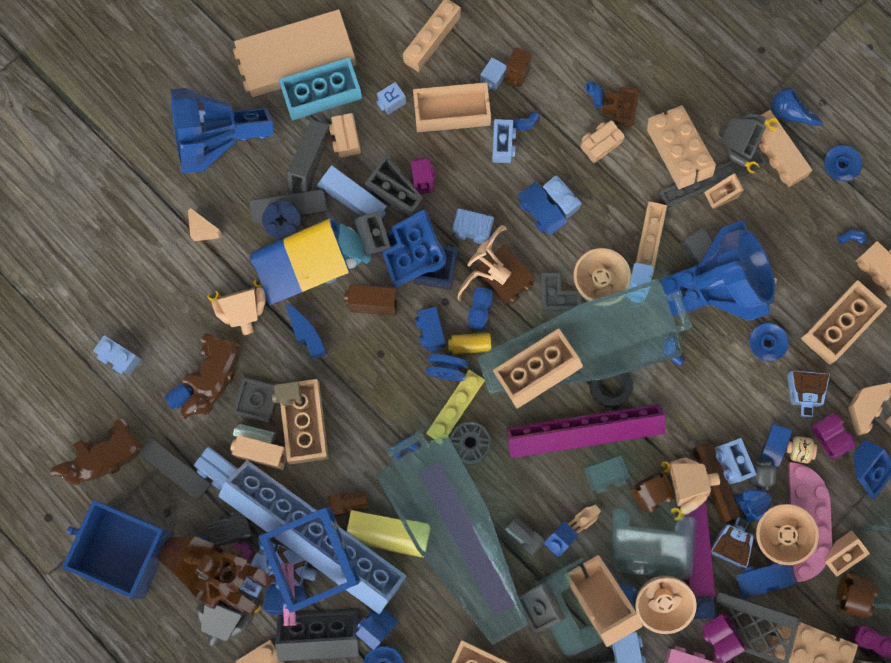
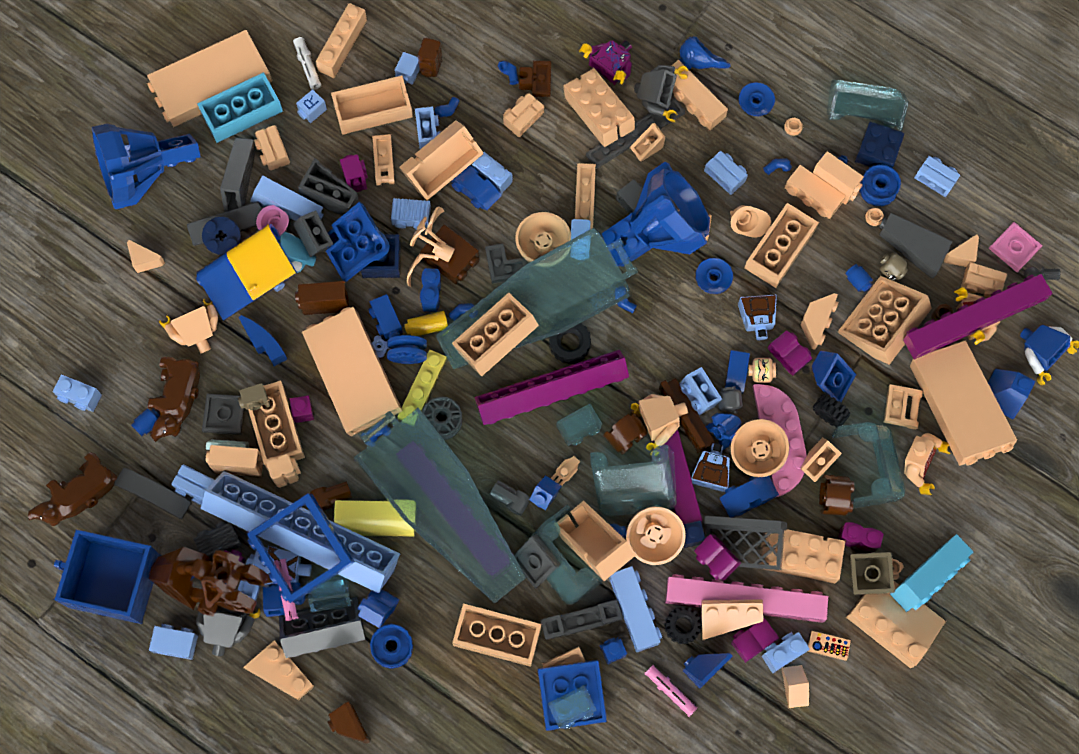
camera: 15 degrees left, 5 degrees down
(171, 624) = (173, 642): none -> light blue brick
(305, 470) = (283, 470): none -> light nougat brick
(333, 409) = (301, 409): none -> magenta brick
(333, 607) = (330, 595): none -> clear light blue piece
(334, 208) = (273, 215): none -> bright pink piece
(388, 379) = (351, 370): none -> light nougat brick
(392, 45) = (304, 56): none -> white pin
(414, 357) = (380, 351): none -> light blue plate
(454, 164) = (383, 159): none -> light nougat plate
(507, 333) = (459, 310): none -> blue arm
(512, 177) = (441, 160): none -> light nougat piece
(699, 98) = (610, 60): none -> magenta torso
(799, 235) = (726, 172): none -> light blue brick
(814, 291) = (750, 221): none -> light nougat piece
(866, 505) = (831, 410): none -> black tyre
(875, 198) = (793, 126): none -> light nougat plate

